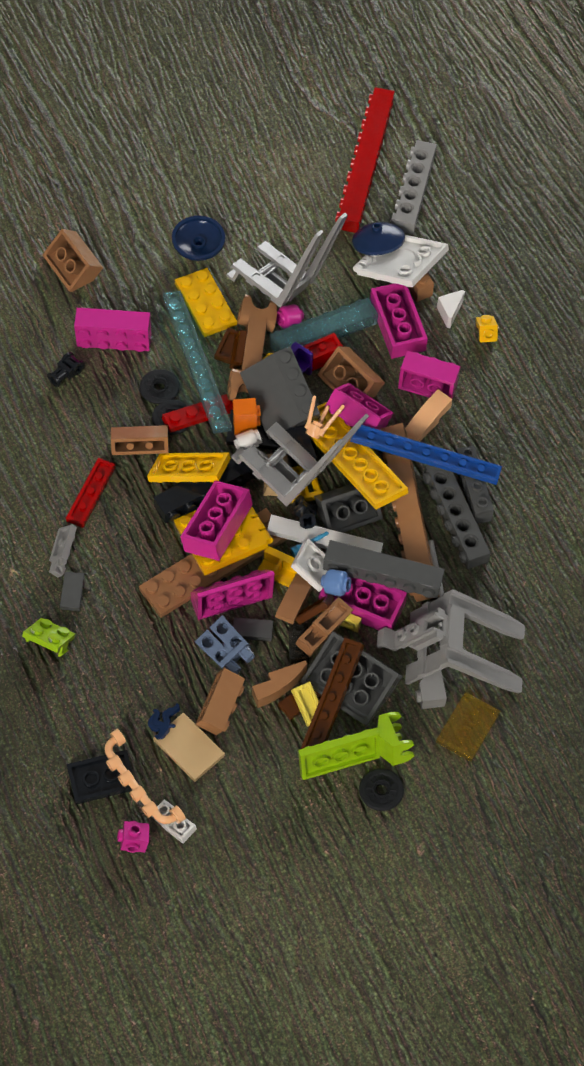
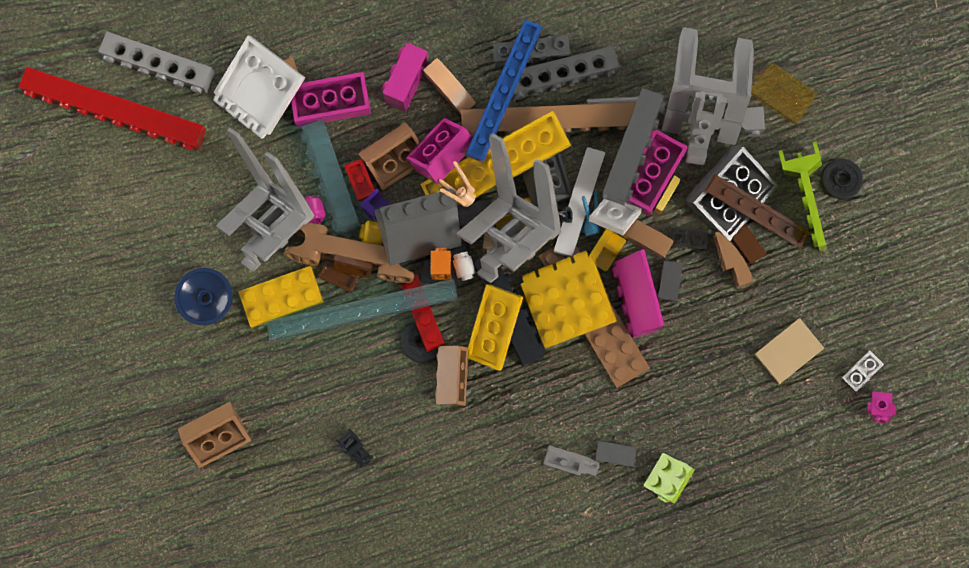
camera: 80 degrees left, 20 degrees up
(90, 492) = (503, 430): red tile -> none
(94, 780) = (816, 435): black plate -> none
(113, 329) = (315, 394): dark pink brick -> none
(137, 793) = (841, 400): light nougat bar -> none
(159, 376) = (374, 343): black wheel -> none
(163, 727) = (770, 372): dark blue piece -> none
(216, 520) = (566, 302): dark pink brick -> none
(220, 702) = (750, 317): medium nougat brick -> none
(231, 649) = (692, 308): sand blue hips -> none
(306, 701) = (754, 236): light yellow tile -> none
(315, 608) = (664, 217): reddish brown tile -> none
(323, 626) = (683, 211): medium nougat slope -> none
(336, 582) = (645, 193): medium blue head -> none
(378, 238) = (231, 109): dark blue dish -> none
(449, 306) = (317, 46): white slope -> none
(487, 328) = (344, 13): yellow bracket -> none

